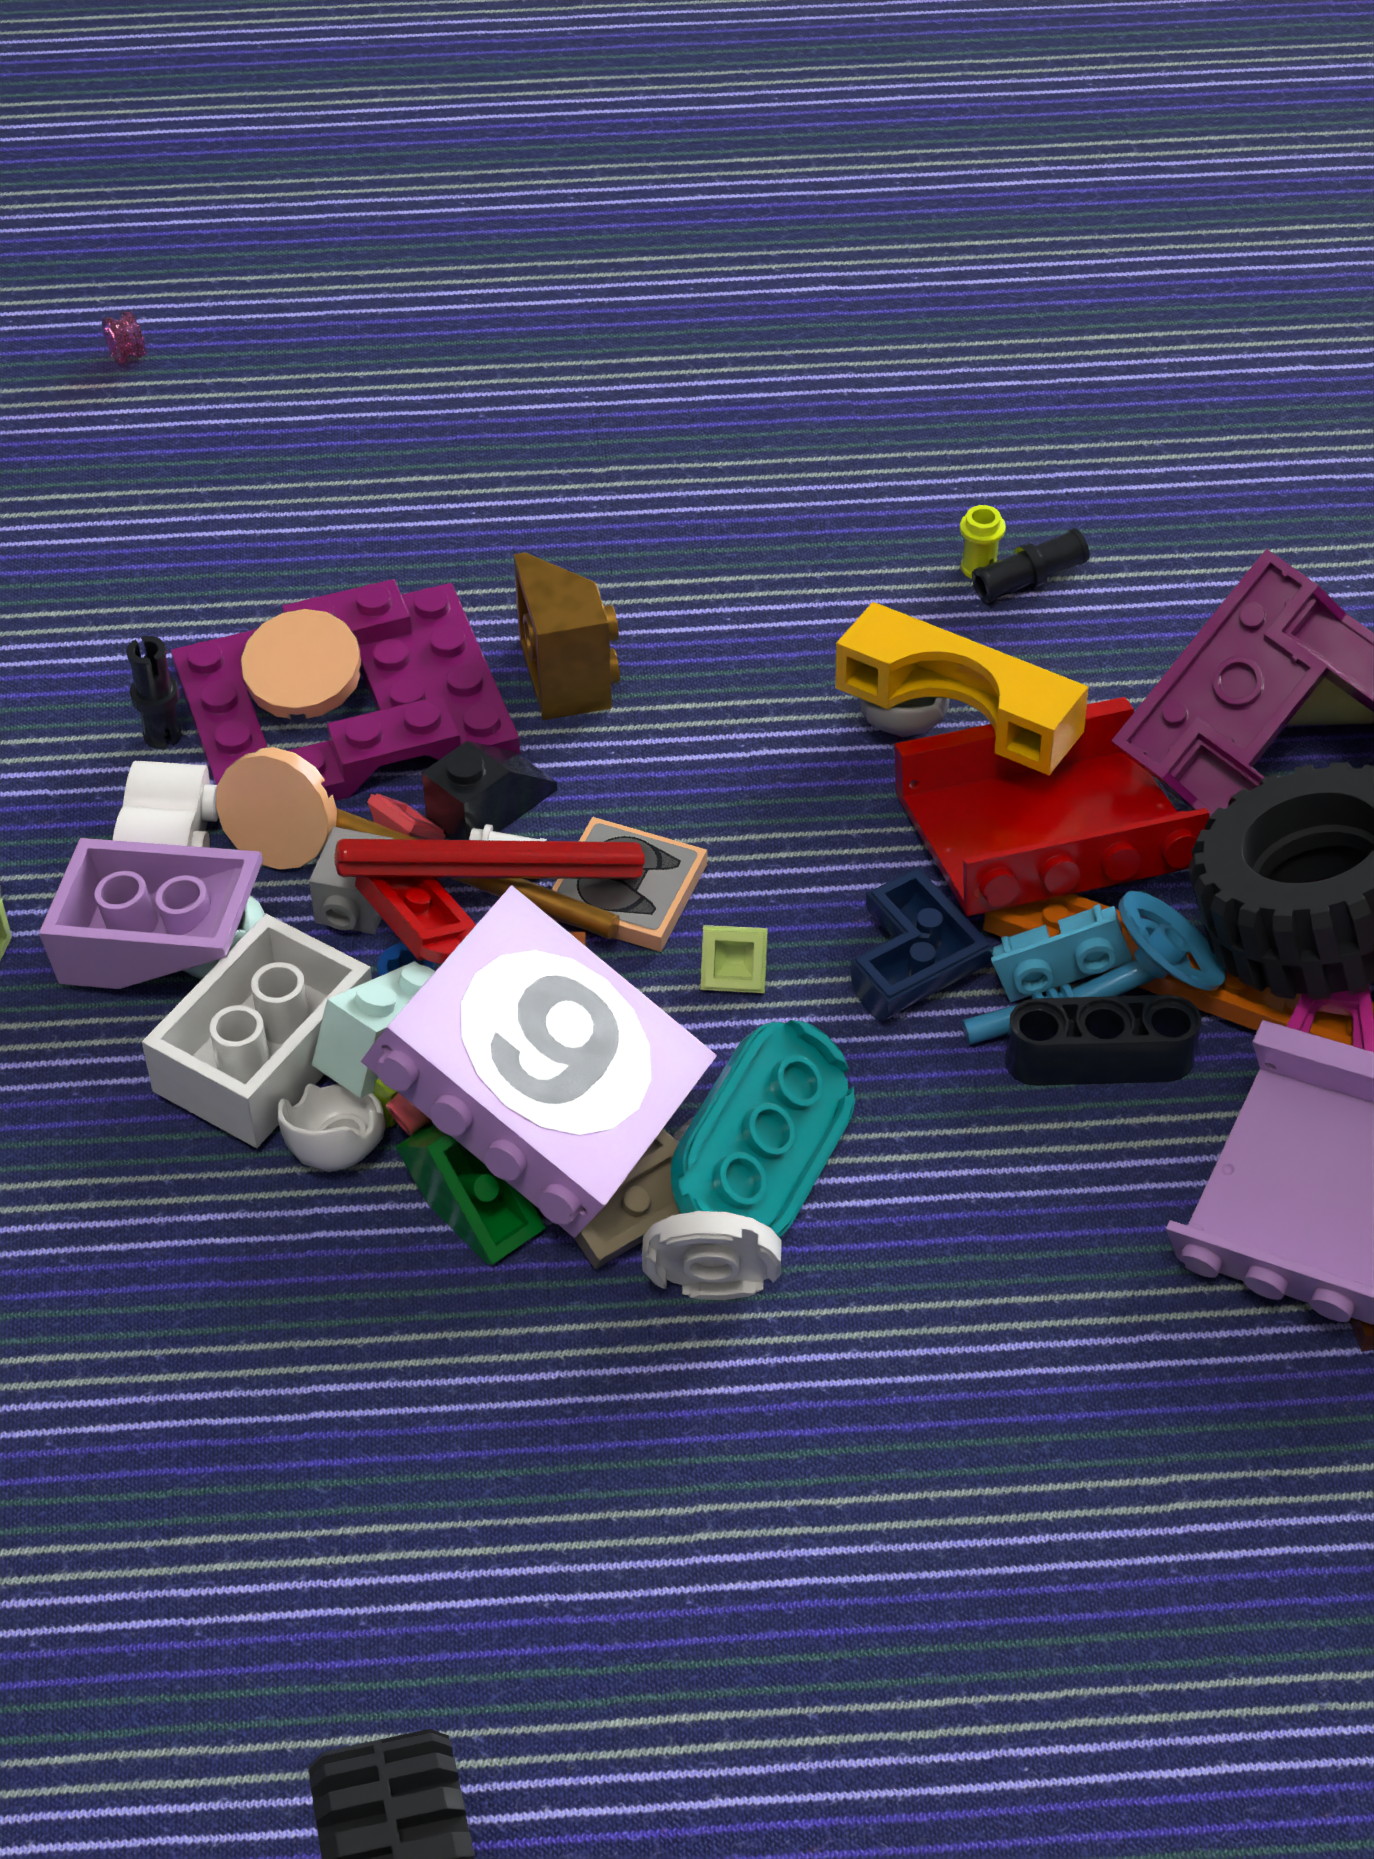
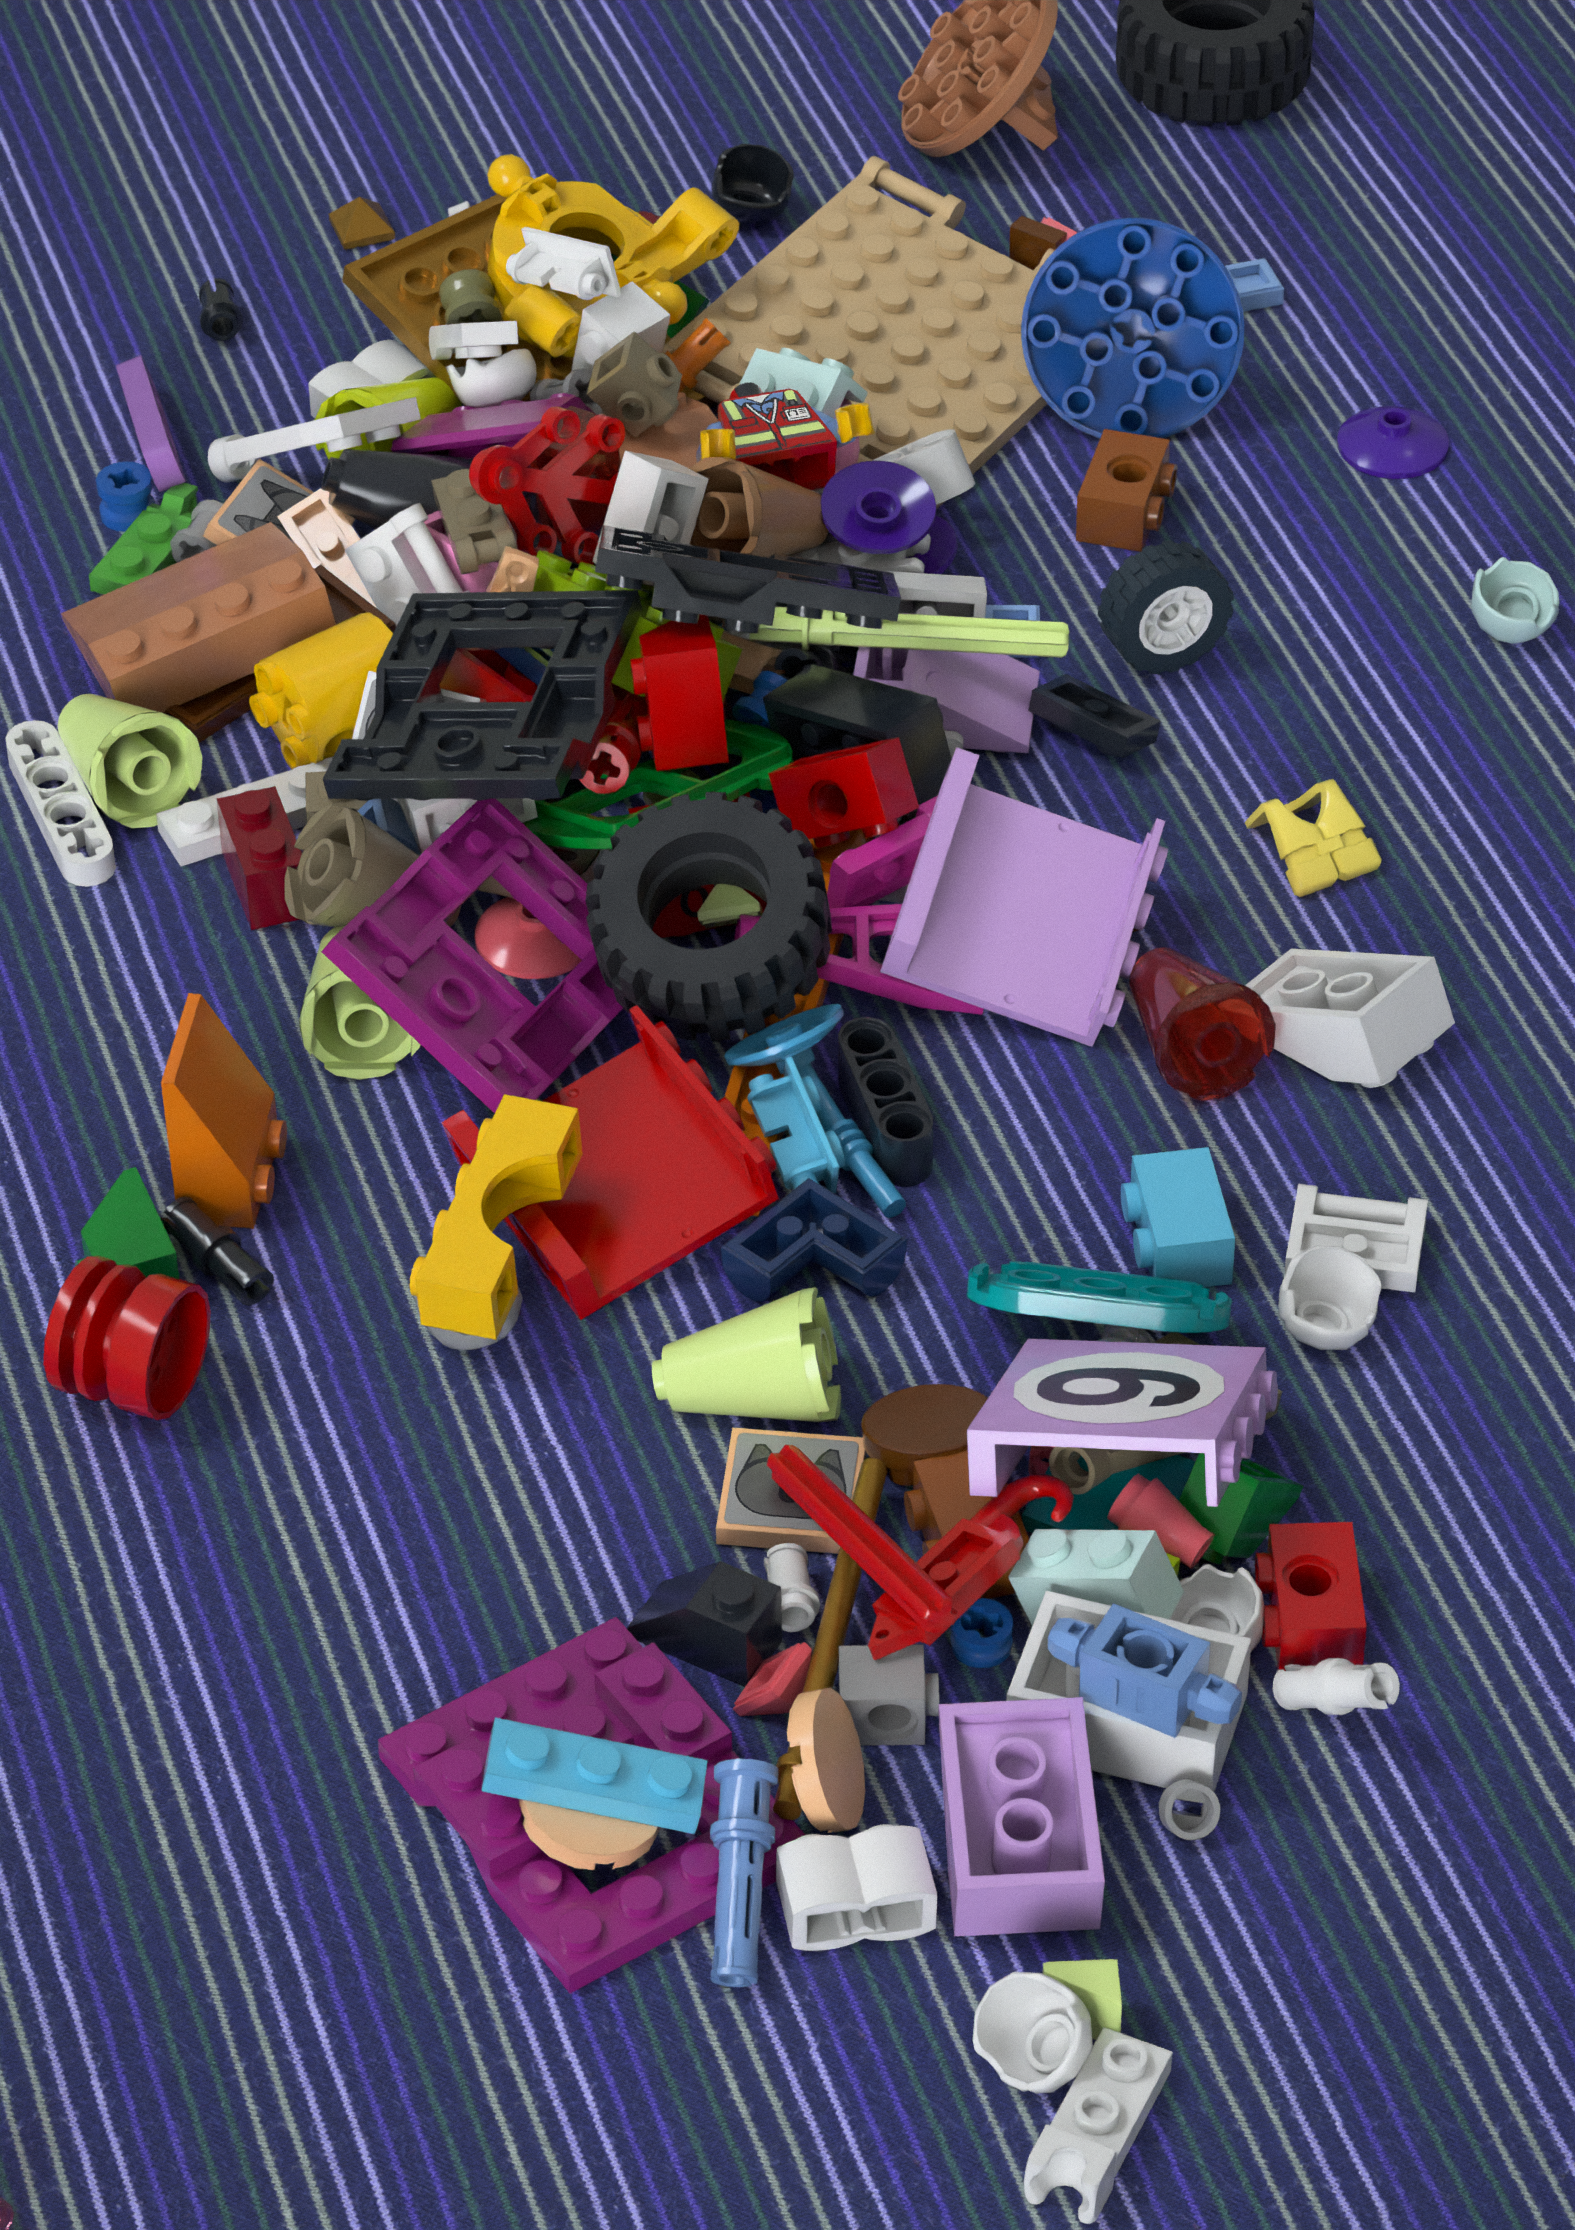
camera: 105 degrees left, 5 degrees down
(129, 1060) = (1185, 1824): none -> light grey hinge
(154, 692) = (686, 1922): black pin -> none
(193, 1177) = (1336, 1686): none -> white pin
(216, 984) = (1144, 1670): none -> medium blue piece
(217, 739) = (742, 1839): none -> medium blue pin
(292, 1219) = (1312, 1594): none -> red brick
(309, 653) = (594, 1775): none -> medium azure plate
(565, 638) = (487, 1581): pearl gold slope -> none
(655, 961) = (919, 1426): none -> reddish brown tile
(703, 1327) = (1329, 1297): none -> white hair
(711, 1254) = (1261, 1286): white tile -> none
(734, 959) = (867, 1373): yellowish green slope -> none
(753, 869) = (756, 1364): none -> yellowish green cone
(784, 1383) = (1378, 1230): none -> white plate
(865, 1240) = (1179, 1217): none -> medium azure brick
(910, 474) = (127, 1337): none -> red wheel
(981, 531) = (205, 1267): neon yellow pin -> none
(1046, 503) = (130, 1229): none -> green slope
(1147, 536) = (219, 1120): none -> orange slope
(1150, 1473) = (1354, 1011): none -> white slope
(1156, 1313) = (1200, 1024): none -> clear red cone

